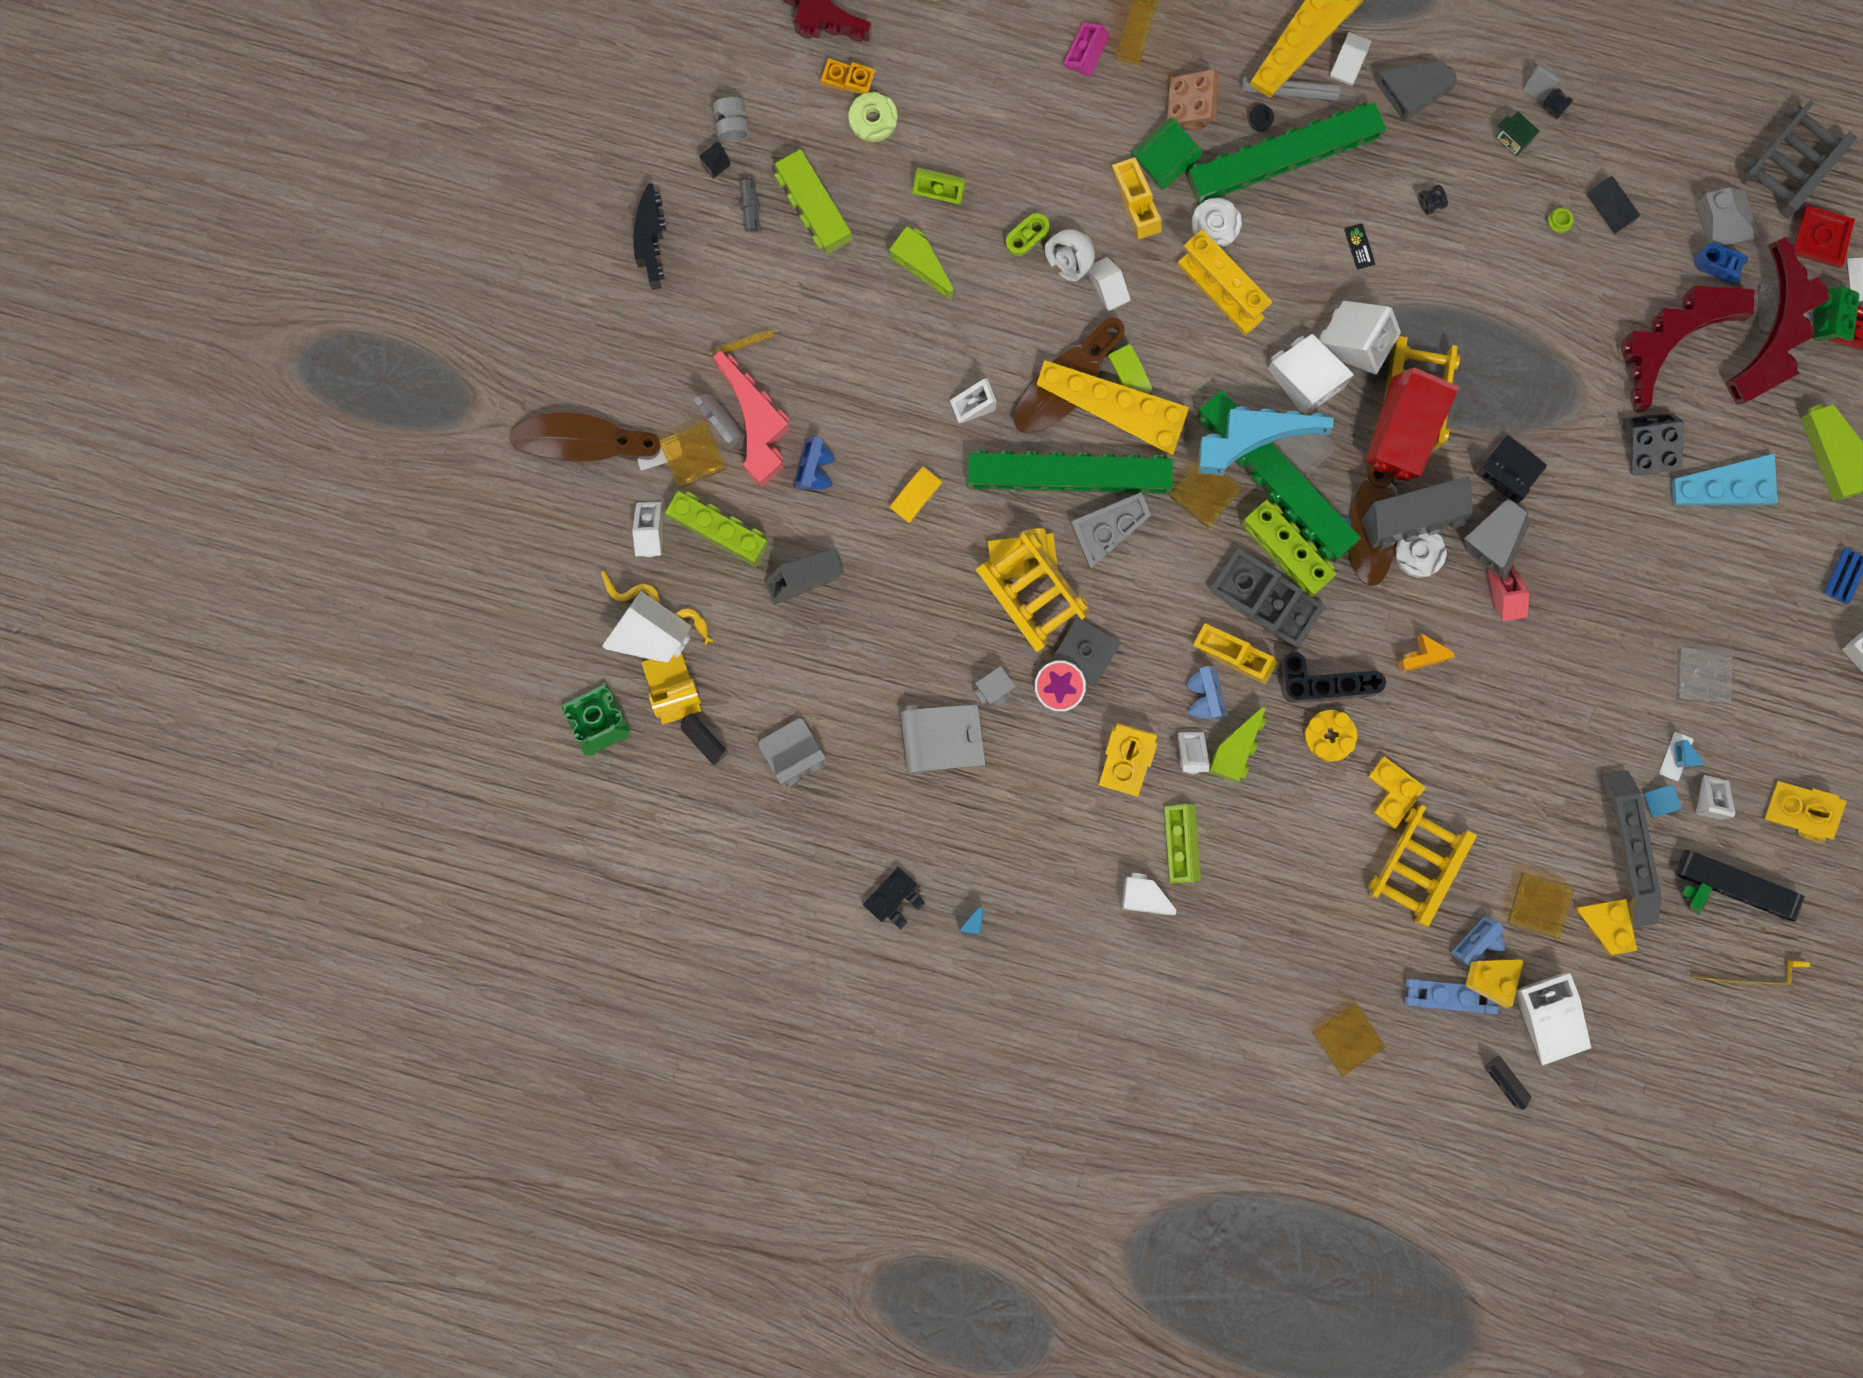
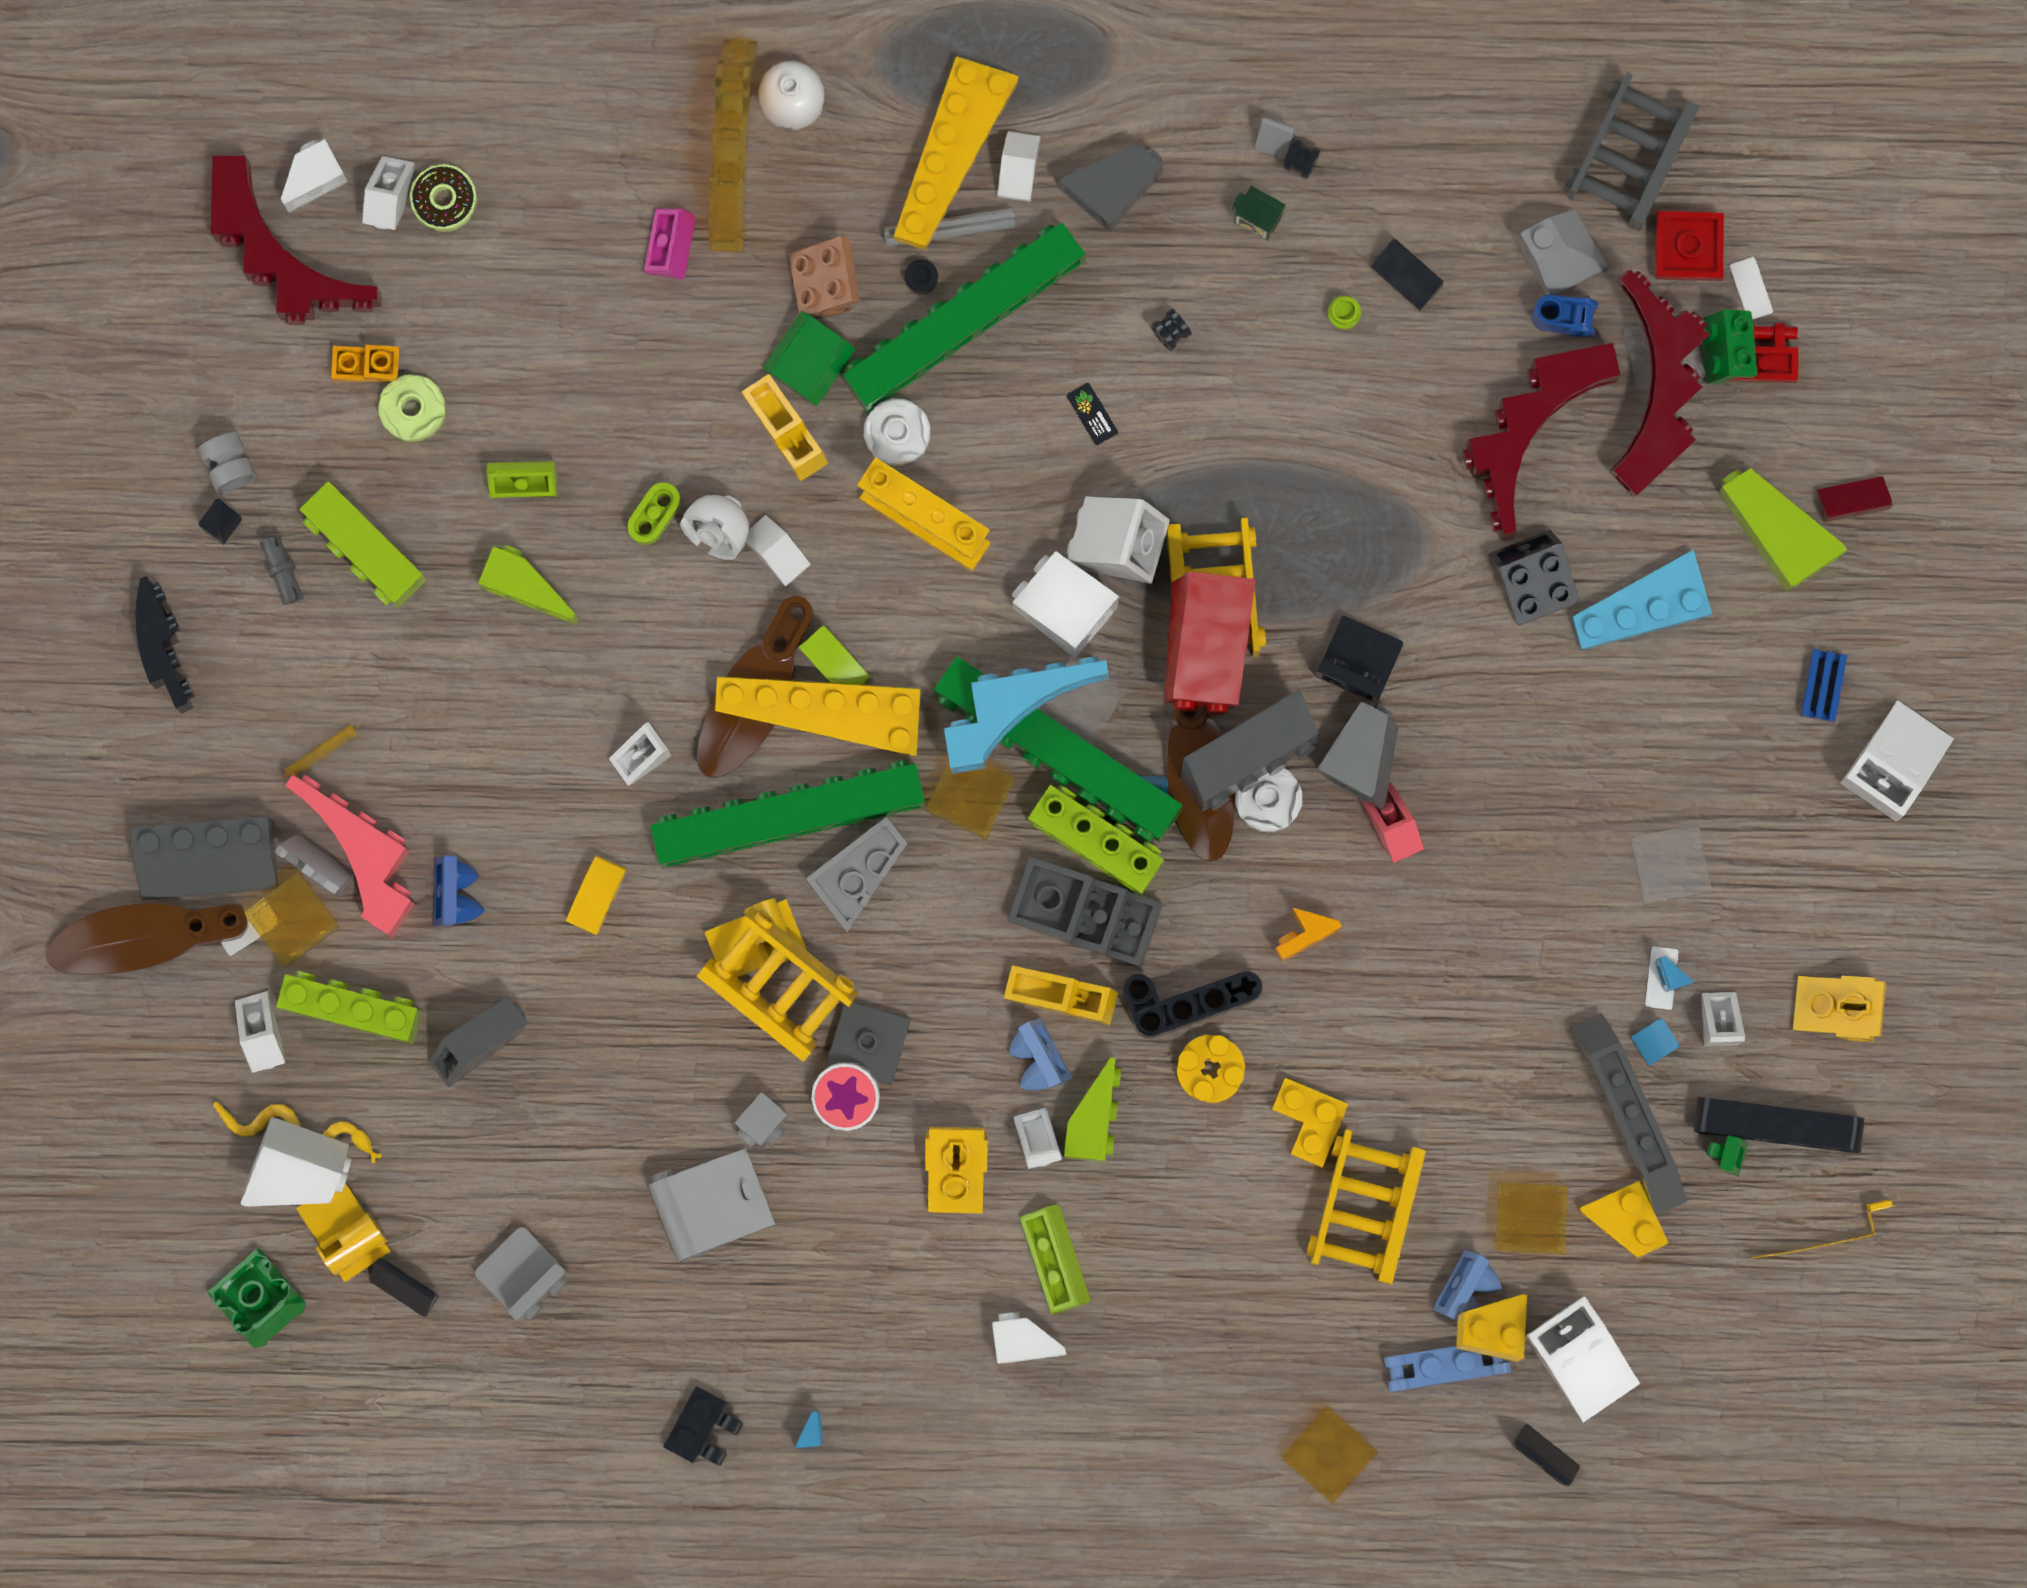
camera: 10 degrees left, 0 degrees up
(642, 394) = (205, 858): none -> dark grey slope

